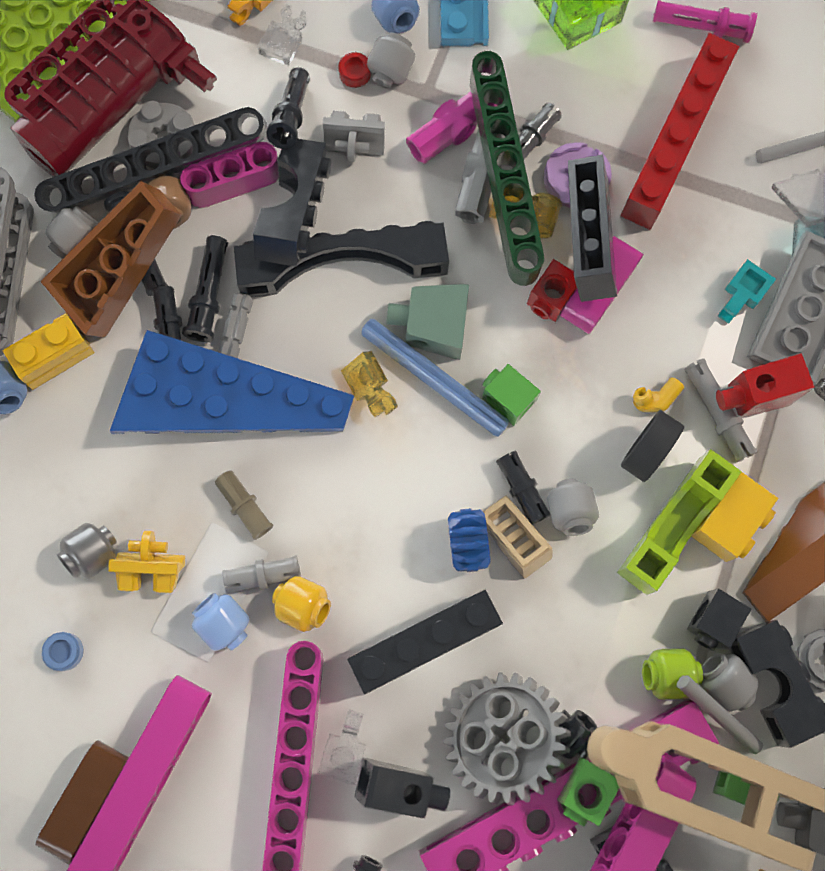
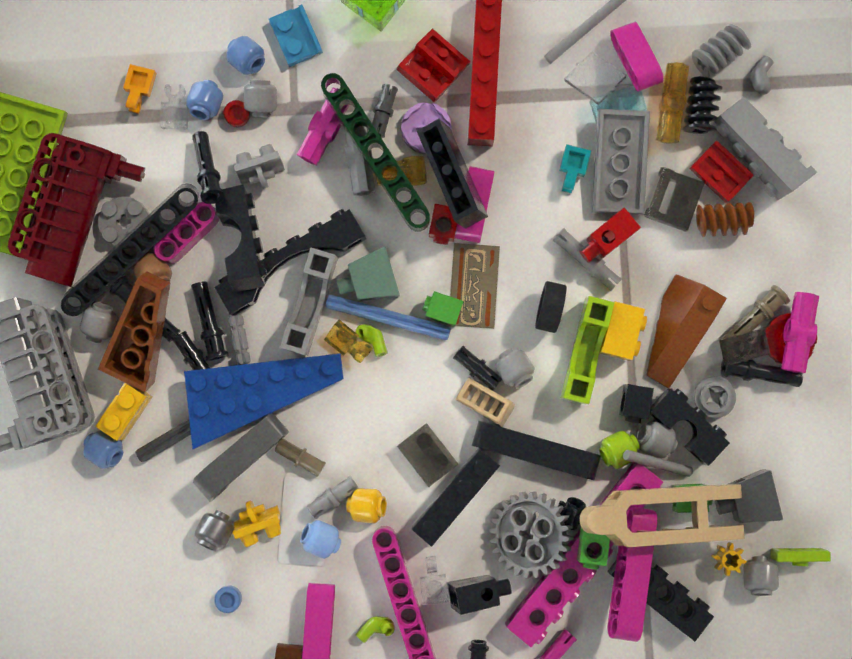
camera: 15 degrees left, 10 degrees up
(78, 412) = (164, 441): none -> dark grey axle
(163, 467) = (240, 456): none -> dark grey beam
(239, 774) = (376, 625): none -> lime arm
(323, 338) = (310, 302): none -> light grey arch
(324, 36) = (204, 99): none -> medium blue head
(405, 393) = (372, 336): none -> lime arm
(411, 572) = (427, 455): none -> clear smoke plate
(469, 540) = (456, 420): blue gear -> none
(559, 628) = (536, 450): none -> black beam
(566, 379) = (475, 283): none -> dark tan sticker
(615, 108) = (433, 65): none -> red slope
(657, 400) = (543, 269): yellow arm -> none

